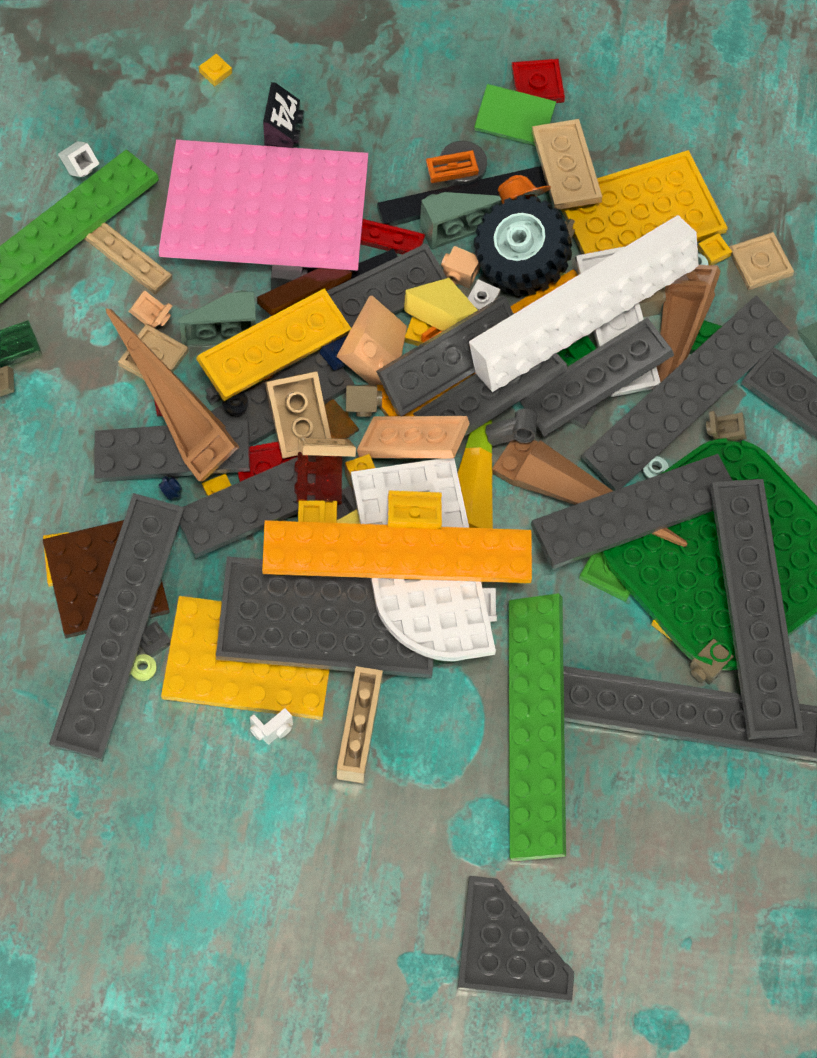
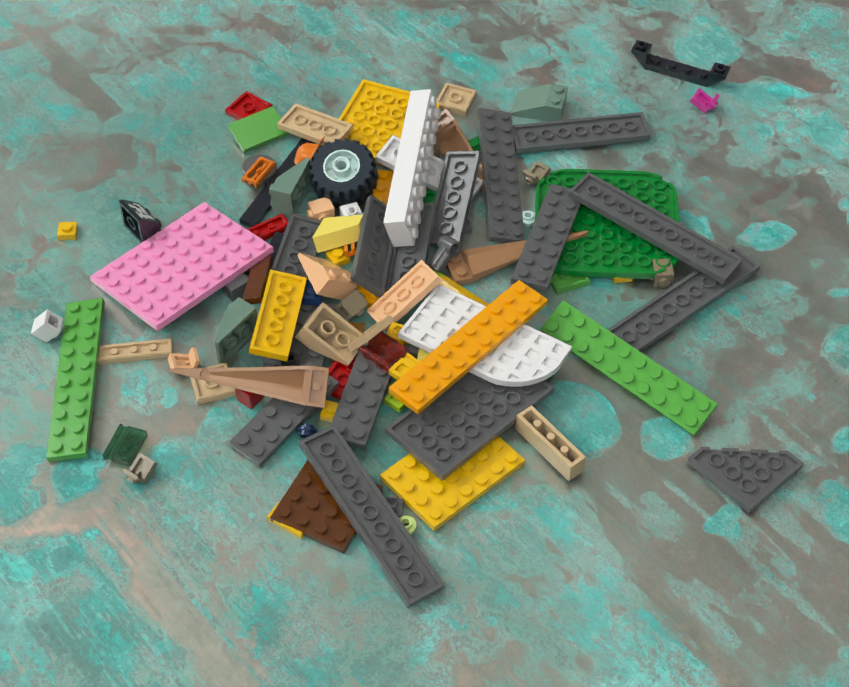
camera: 45 degrees left, 15 degrees down
(276, 727) = (507, 492): white bracket -> none
(414, 509) = (454, 318): yellow plate -> none

